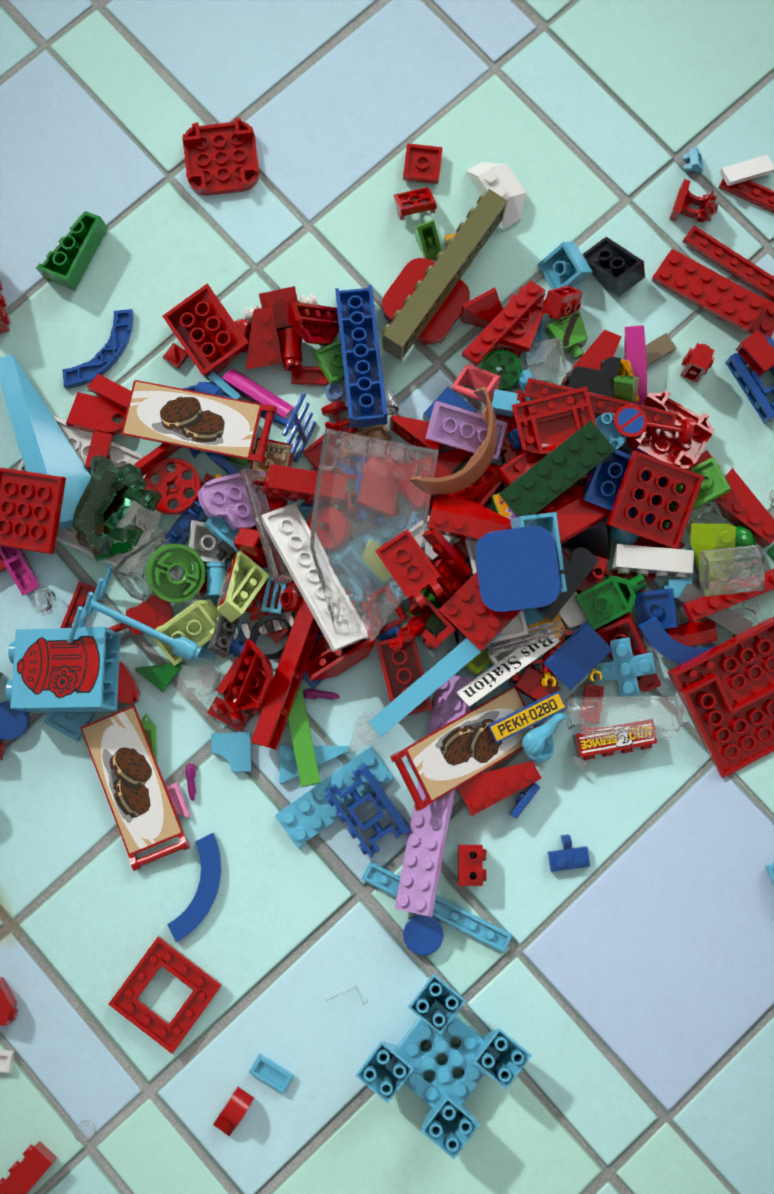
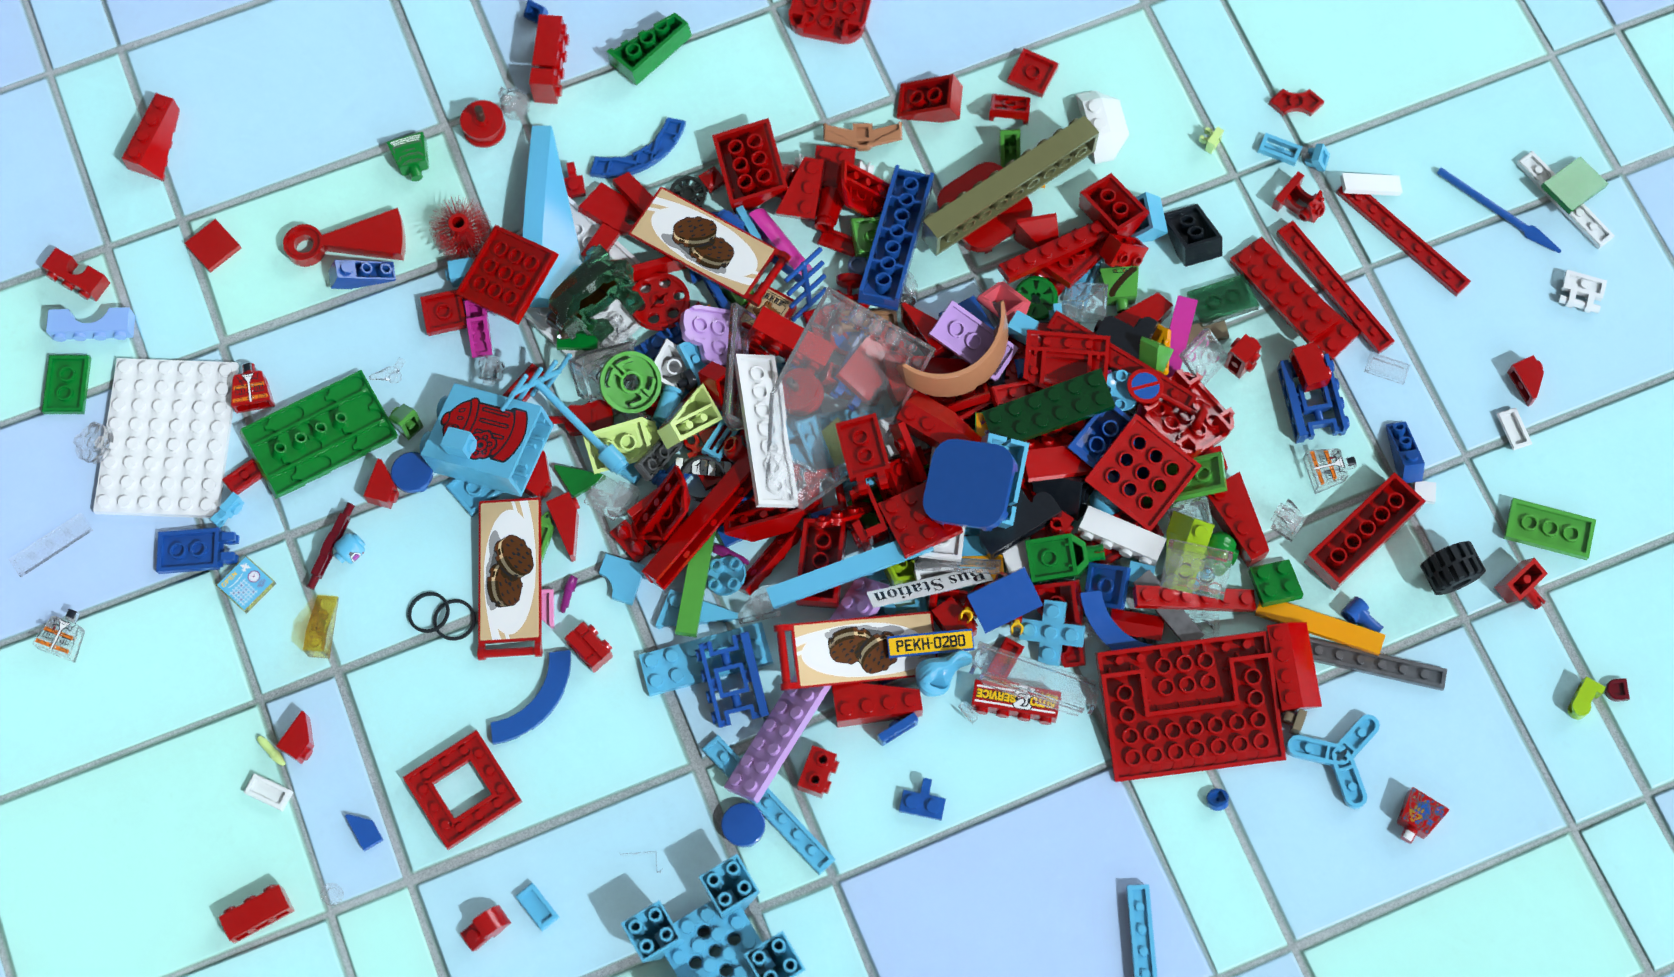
camera: 25 degrees right, 10 degrees down
(42, 688) = (459, 442): none -> medium azure brick
(53, 401) = (574, 184): none -> red plate
(56, 840) = (417, 599): none -> black piece
(81, 837) = (461, 636): none -> black piece
(93, 1063) = (365, 831): none -> blue tile
(159, 375) = (688, 192): none -> pearl dark grey wheel
(165, 717) = (566, 518): none -> red slope
(228, 824) = (589, 647): none -> red brick
(295, 271) = (862, 135): none -> nougat plate
(325, 715) = (726, 575): none -> medium azure dish
(342, 217) = (931, 99): none -> red slope
(356, 690) = (769, 559): none -> red plate
(538, 263) = (1113, 206): none -> red slope
(600, 173) = (1213, 139): none -> yellowish green tile
(650, 118) = (1287, 102): none -> red tile
(658, 167) = (1277, 152): none -> medium azure tile
(661, 316) = (1223, 300): none -> clear green tile
(664, 372) = (1204, 355): none -> clear plate

